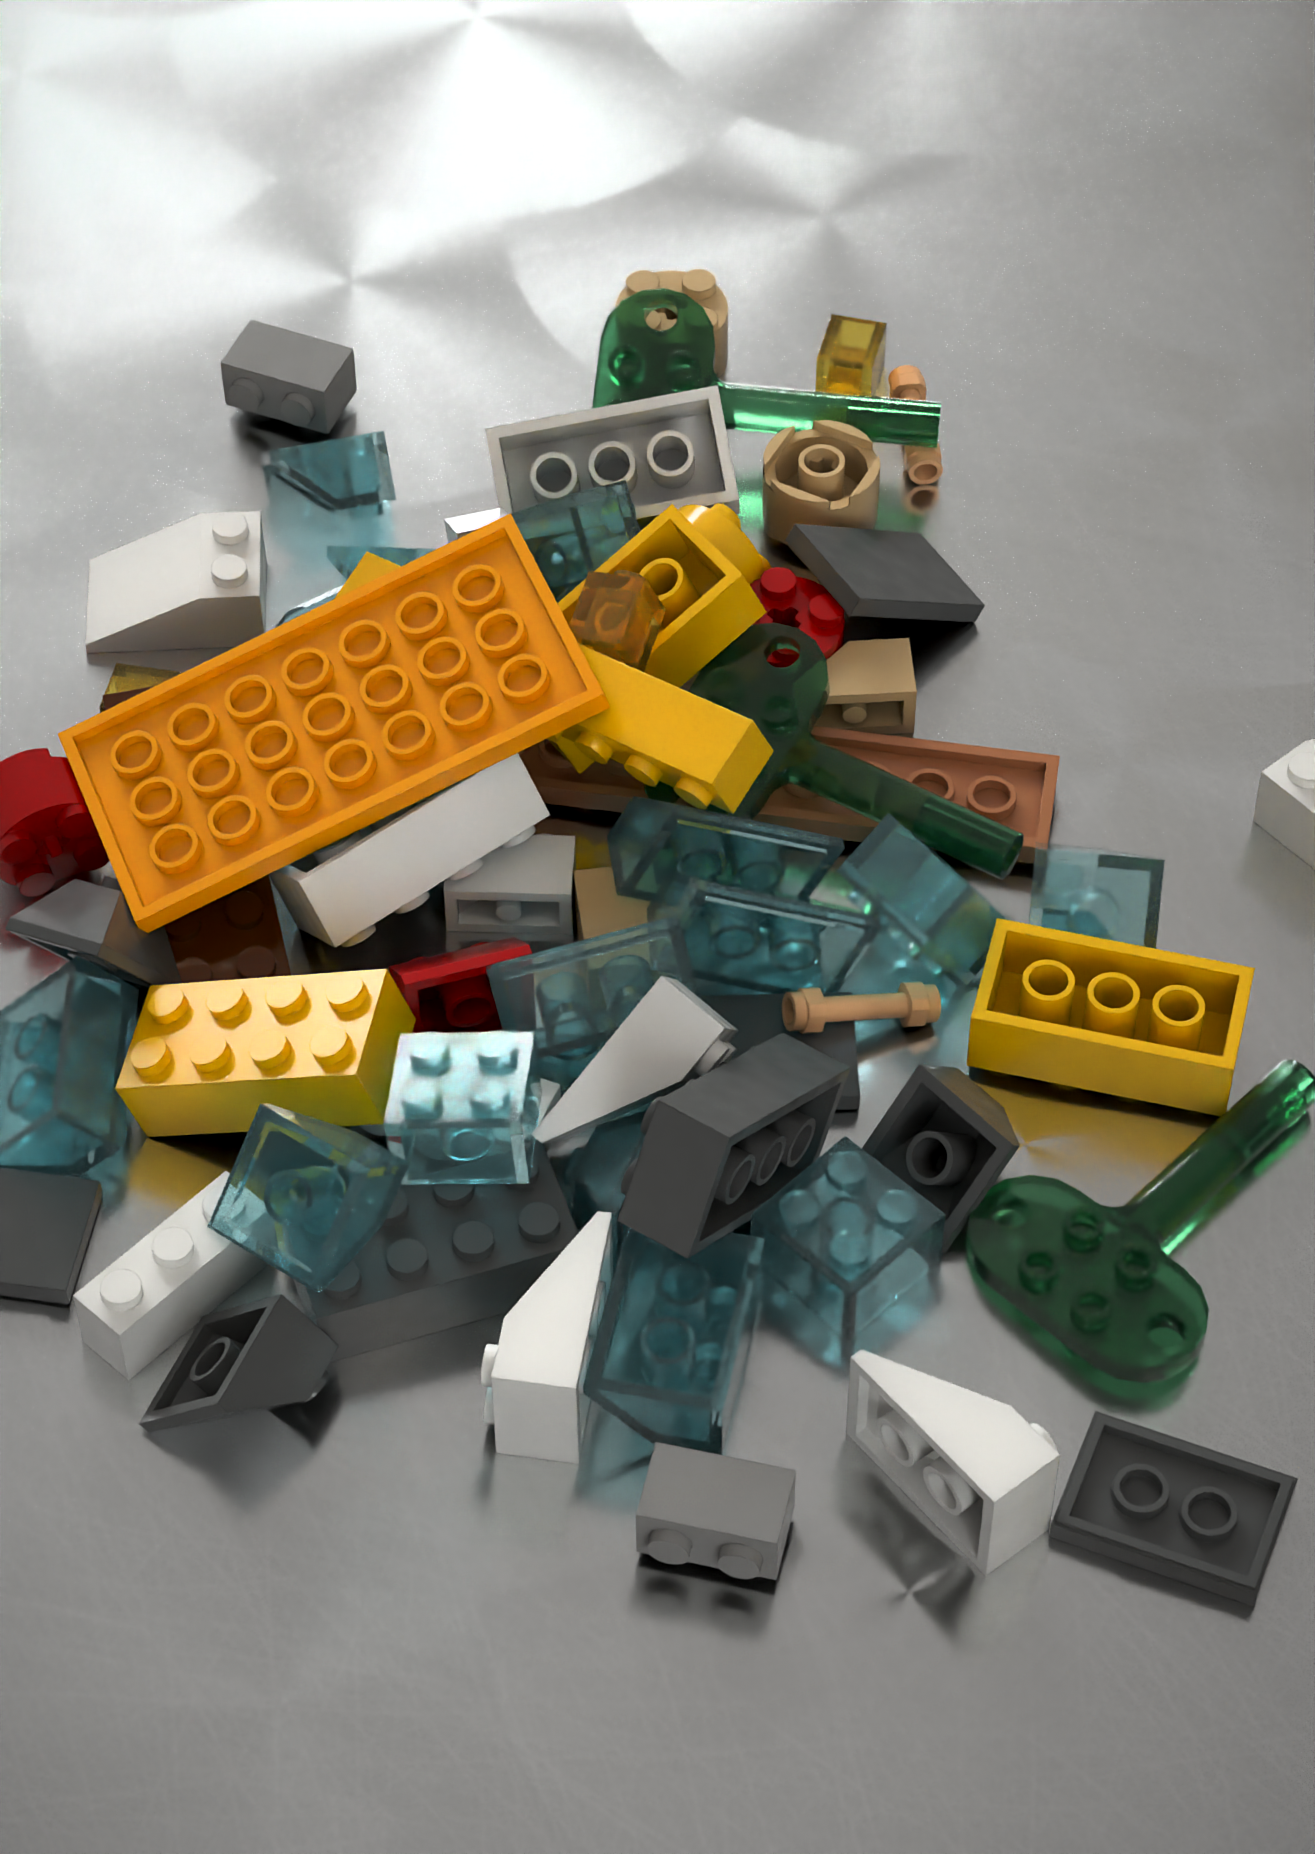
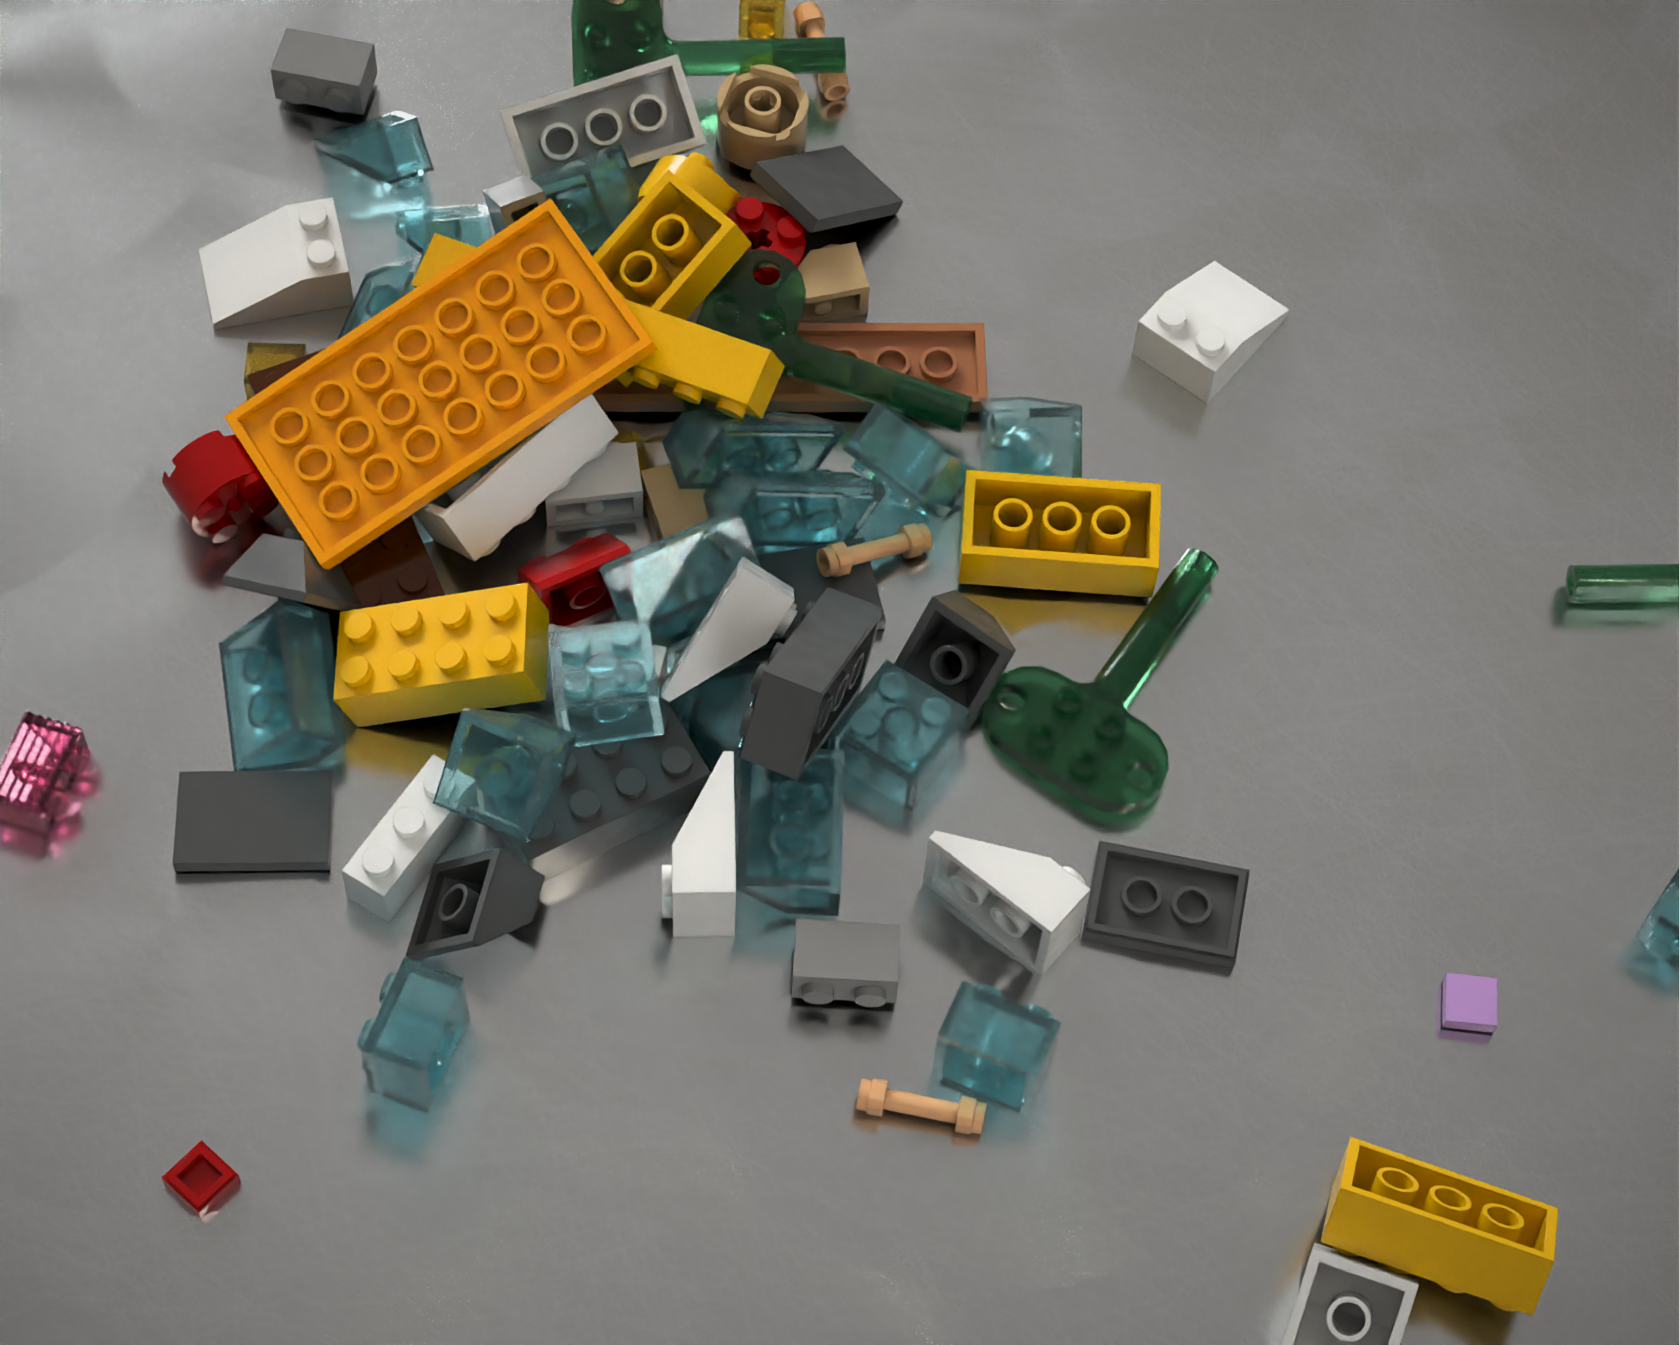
camera: 15 degrees left, 10 degrees up
(119, 1514) = (414, 1033): none -> clear light blue brick
(618, 616) = (646, 271): clear yellow brick -> none
(723, 1697) = (875, 1098): none -> light nougat bar
(896, 1650) = (995, 1047): none -> clear light blue brick

